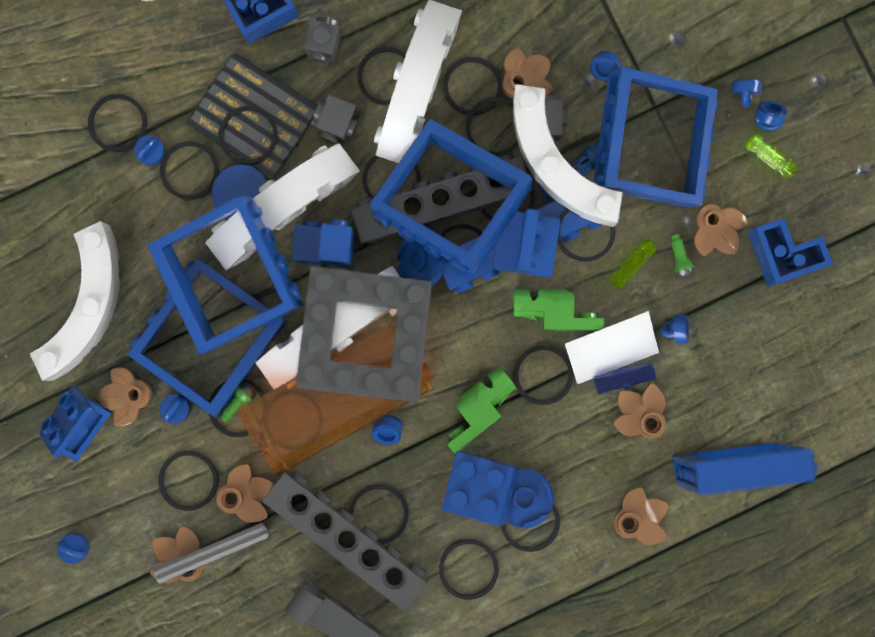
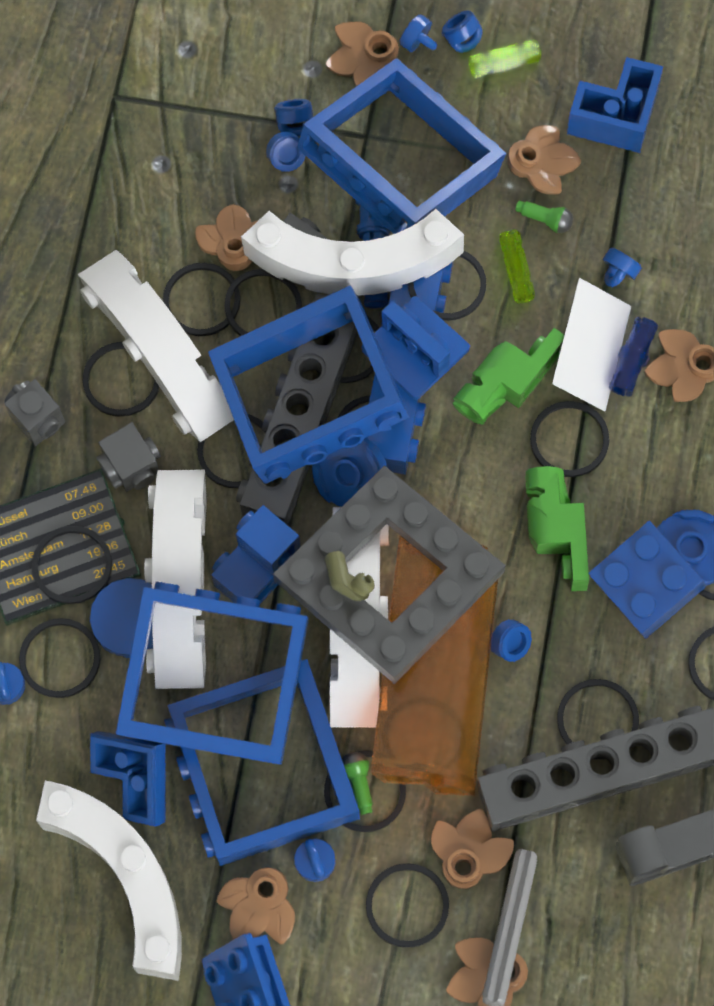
camera: 55 degrees left, 15 degrees down
(145, 274) = (141, 768): none -> blue brick
(331, 315) = (351, 586): none -> olive arm
(634, 53) = (293, 112): none -> blue tile
(705, 61) = (358, 48): none -> medium nougat plate

